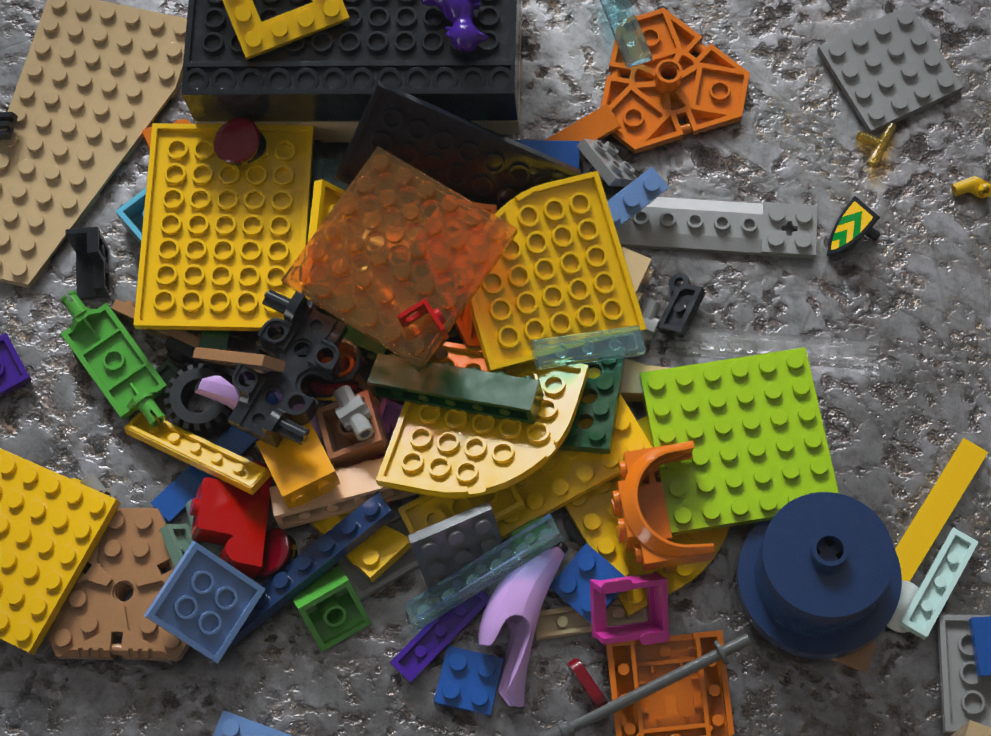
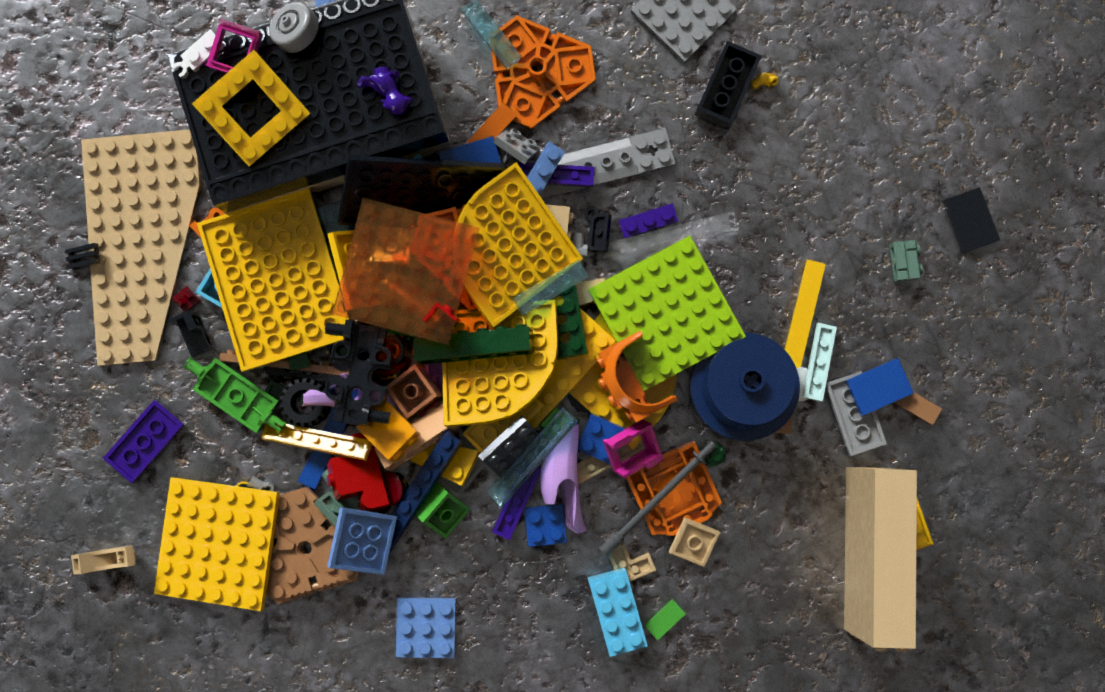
camera: 30 degrees left, 15 degrees up
(103, 220) = (186, 299): none -> dark red tile
(233, 358) = (323, 374): medium nougat tile -> none
(239, 142) = (263, 219): dark red piece -> none
(353, 412) = (412, 384): light grey axle -> none
(586, 683) = (620, 502): dark red tile -> none
(663, 220) = (566, 175): none -> dark purple plate
(745, 664) = (716, 457): none -> dark green brick
(755, 317) = (648, 221): none -> dark purple plate
(852, 226) = (693, 137): shield -> none
(880, 144) = (694, 68): clear yellow piece -> none
(920, 175) = (728, 85): none -> black brick

